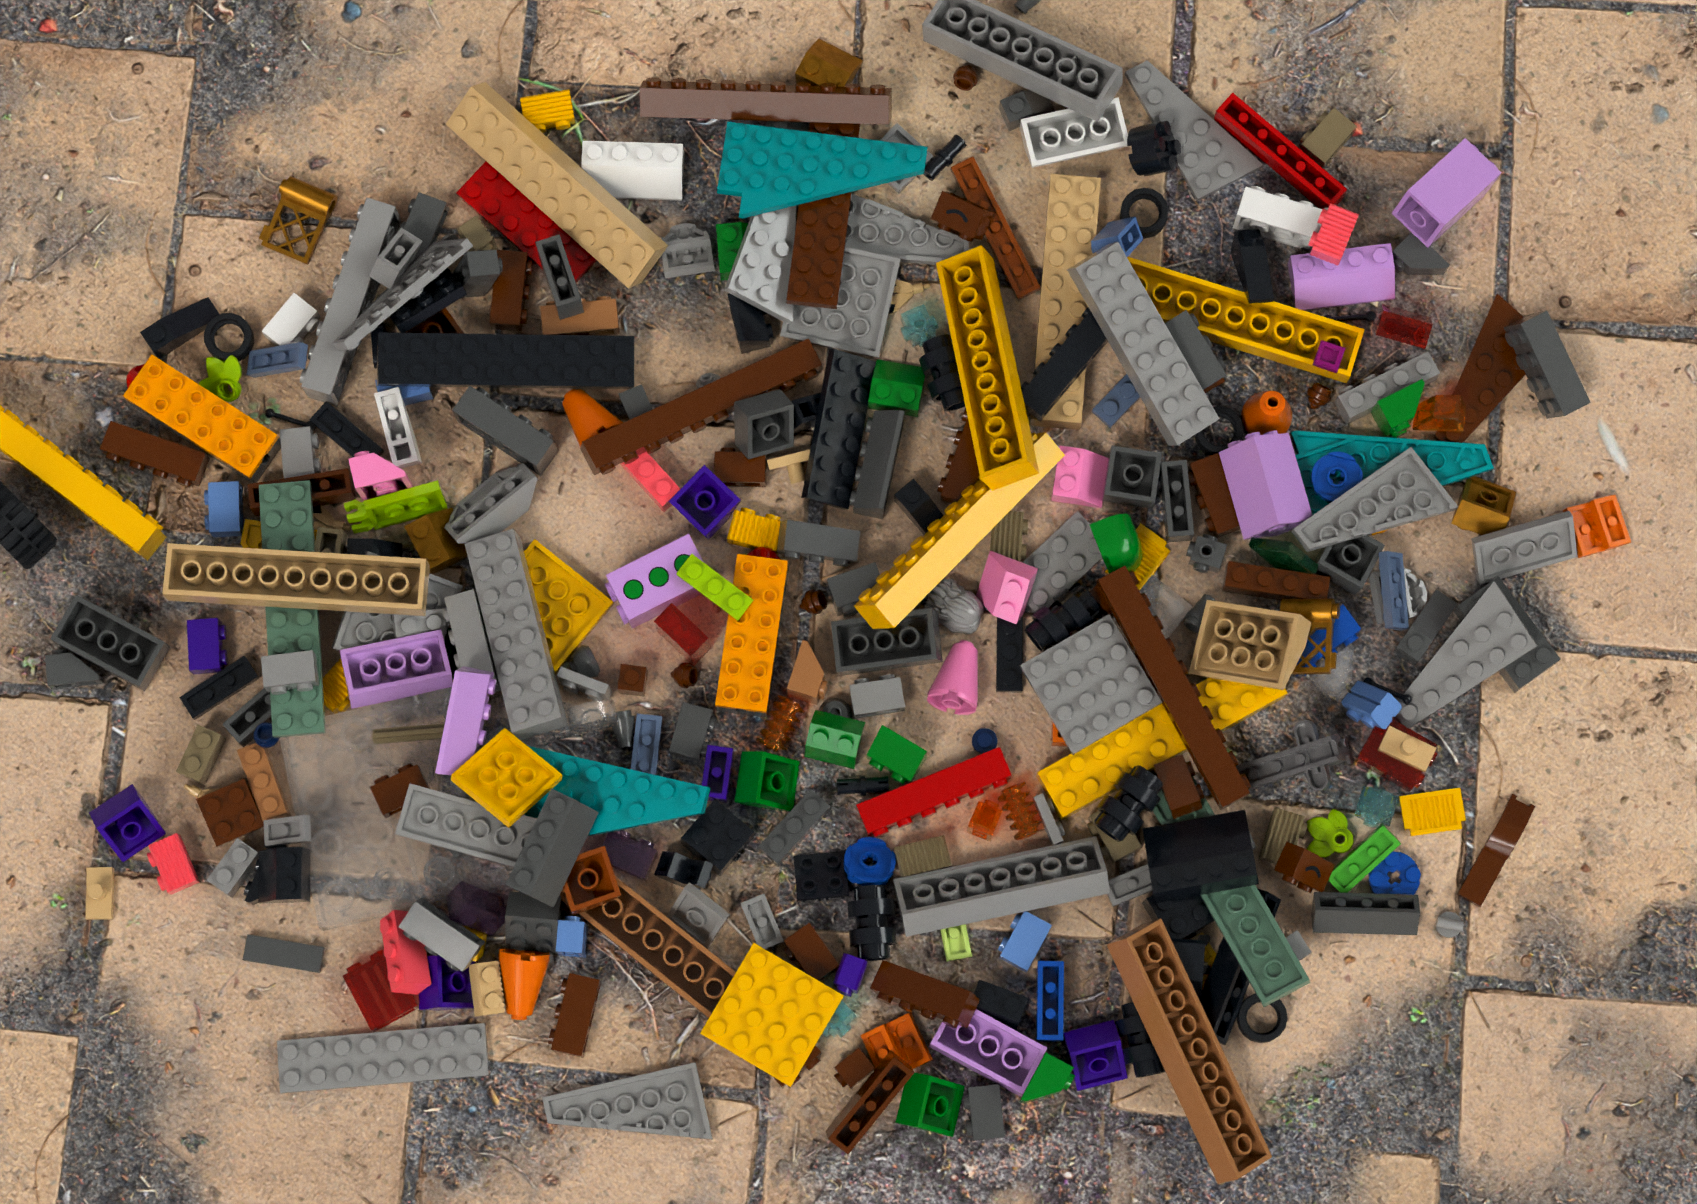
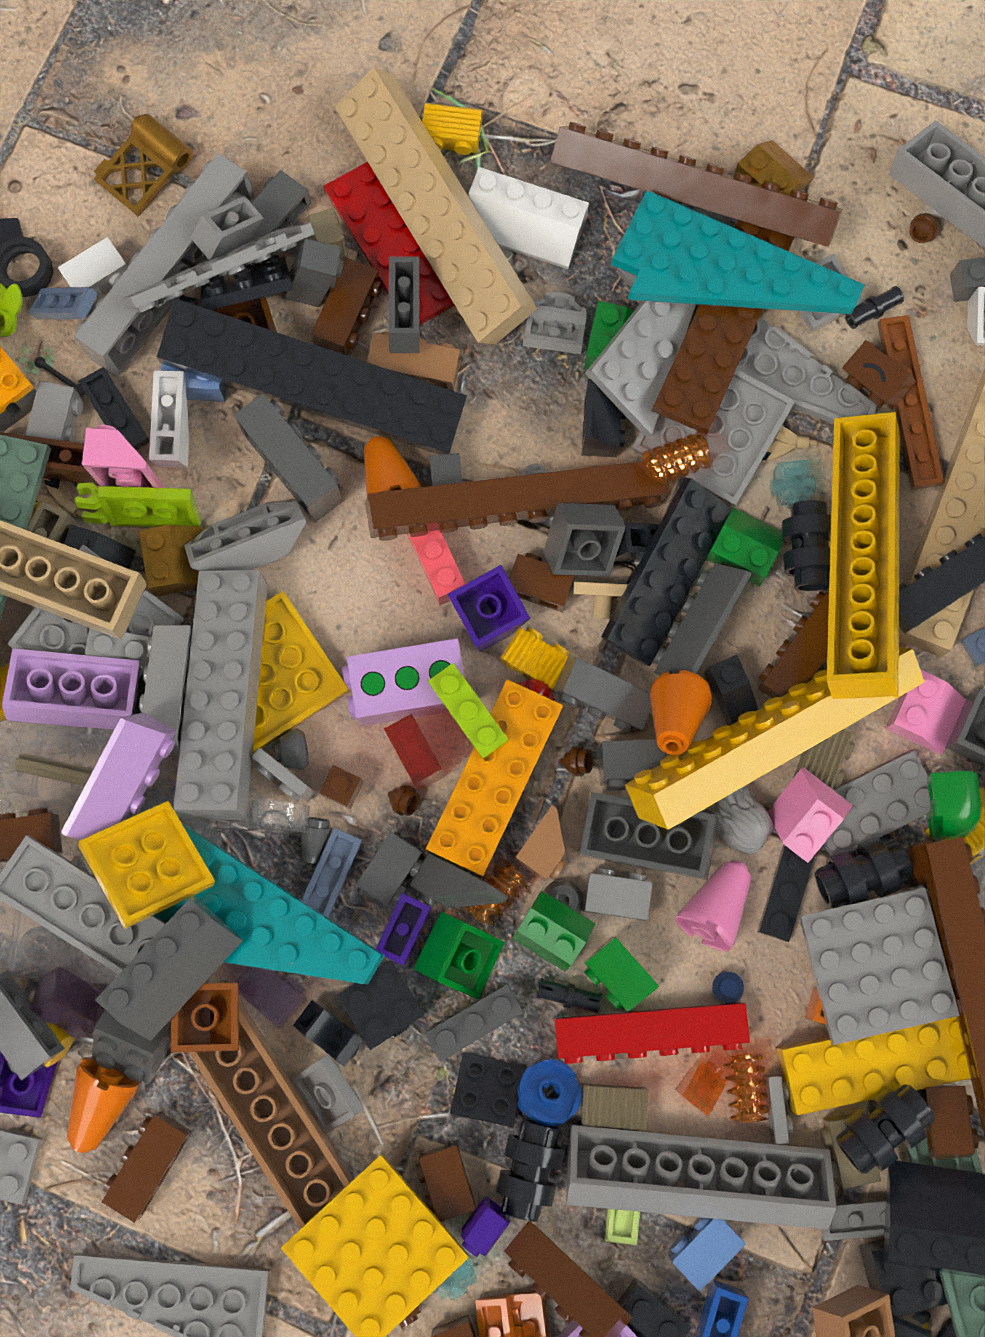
camera: 15 degrees right, 0 degrees up
(486, 988) = (52, 1102): tan brick -> none
(572, 937) = (169, 1074): medium blue brick -> none
(745, 728) = (452, 886): none -> dark grey slope
(762, 922) = (401, 1123): light grey plate -> none
(817, 335) = (677, 457): none -> clear orange piece
(878, 535) = (678, 709): none -> orange cone

